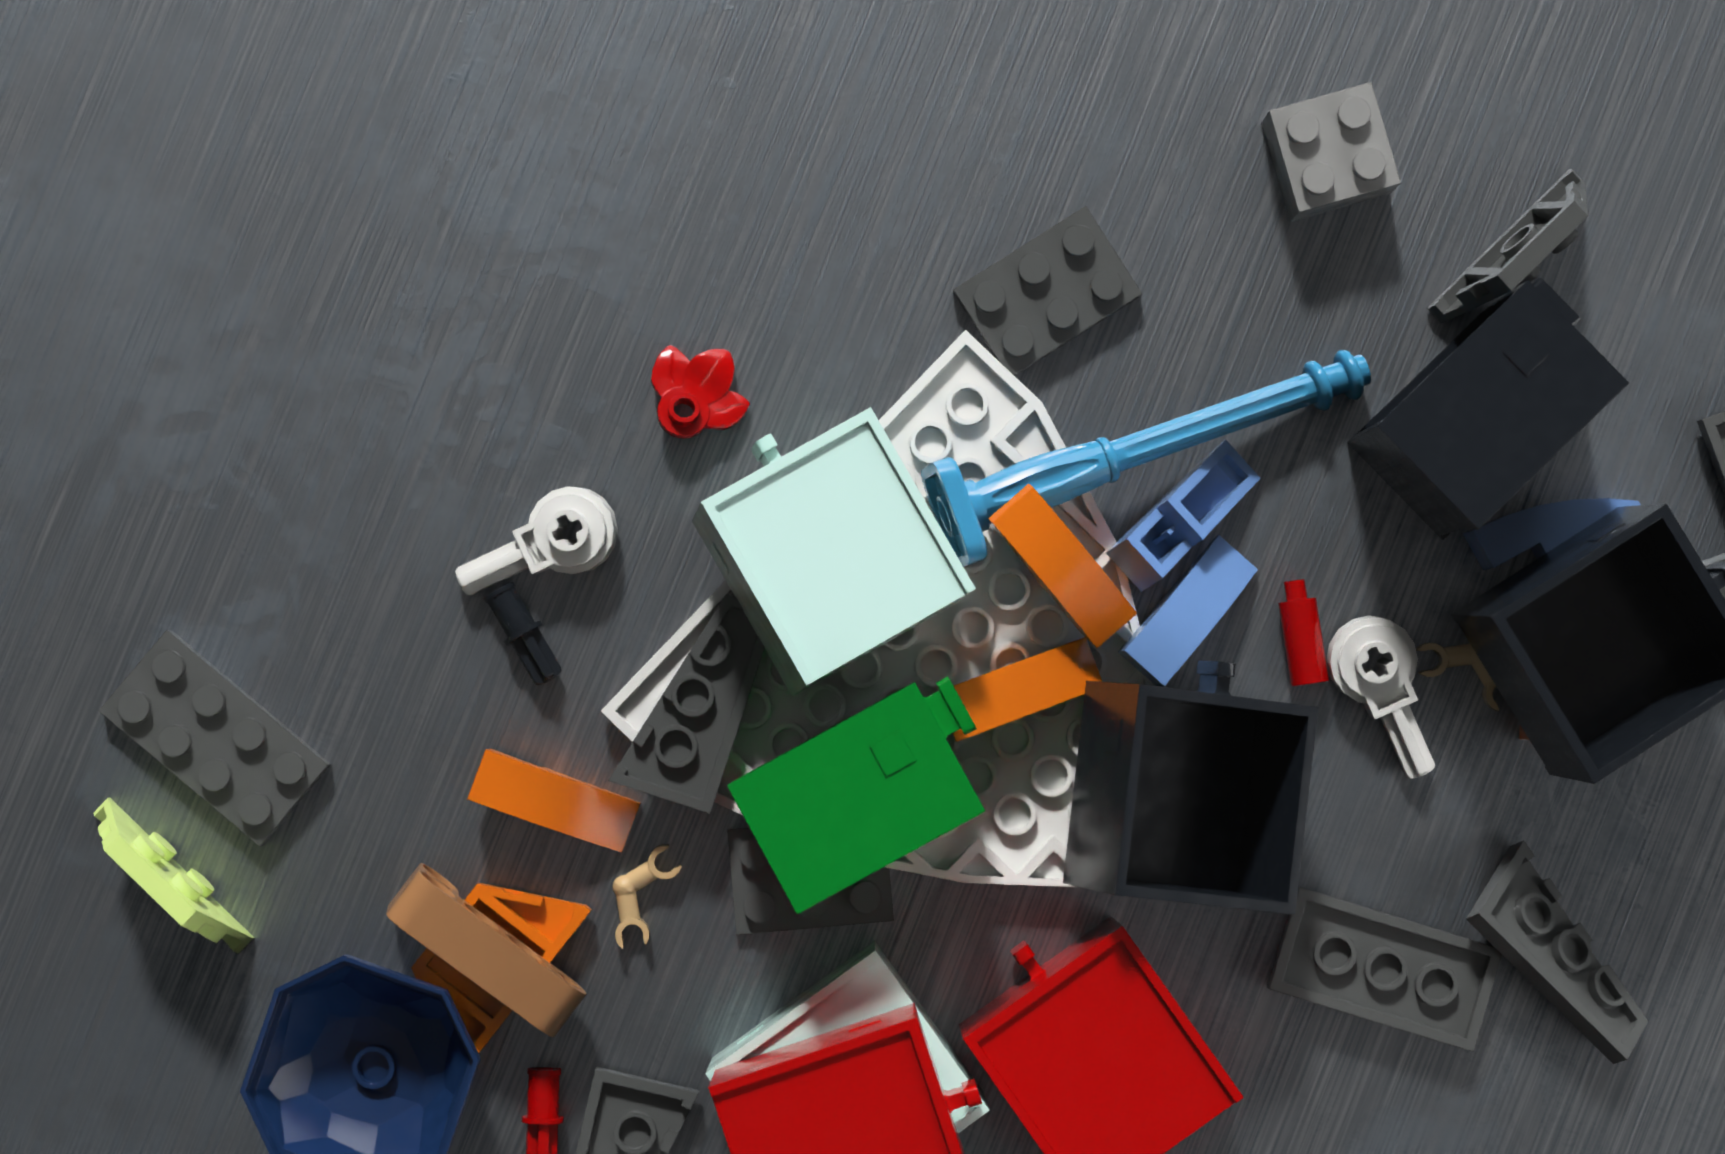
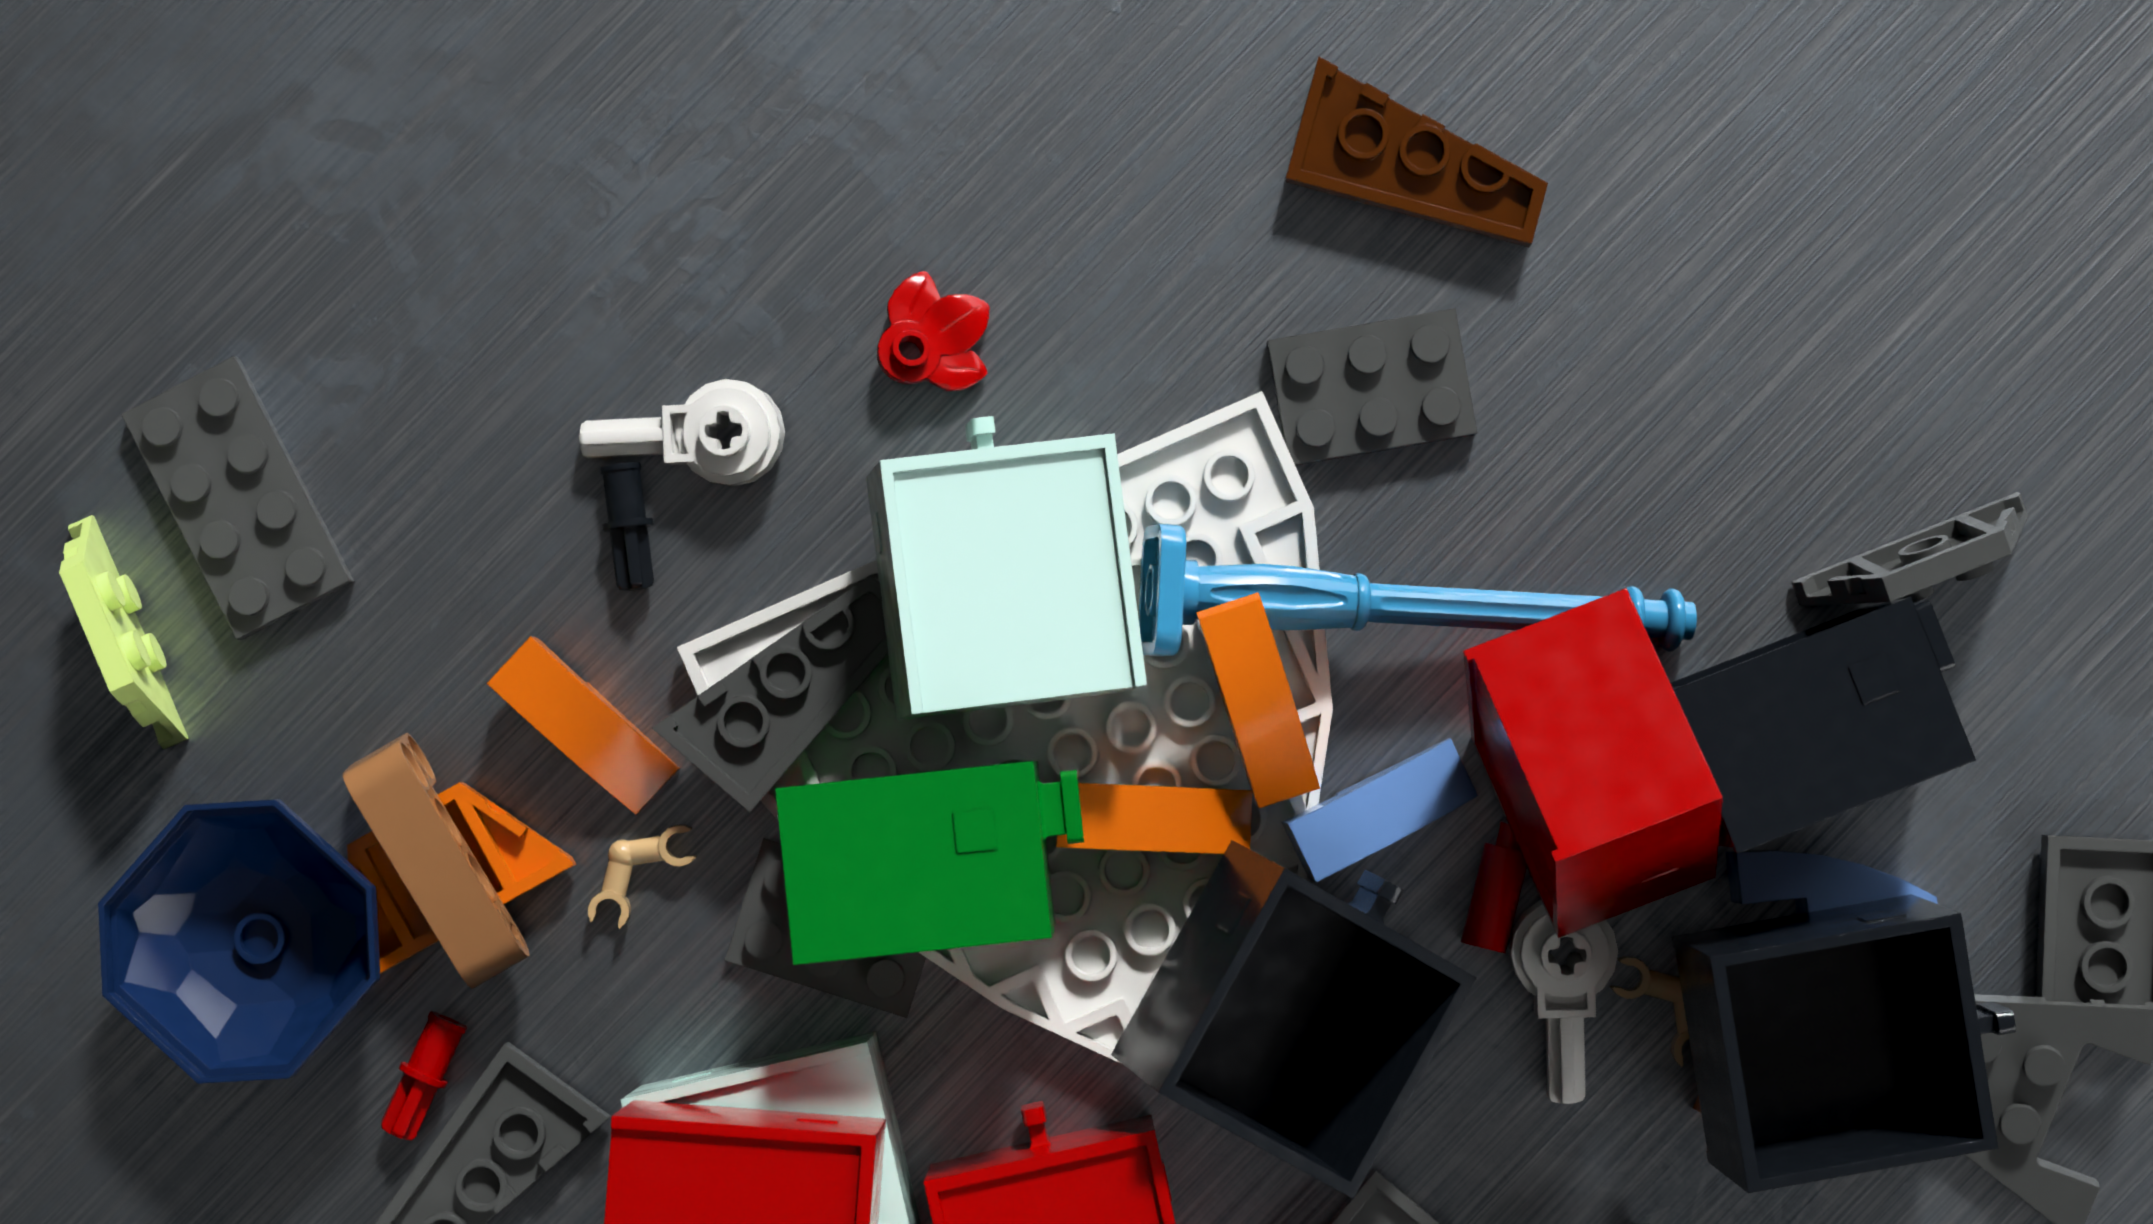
camera: 25 degrees right, 0 degrees up
(991, 111) = (1390, 157): none -> reddish brown wing
(1183, 516) = (1396, 709): medium blue slope -> none
(1330, 152) = (1755, 361): light grey brick -> none
(1338, 506) = (1593, 762): none -> red piece

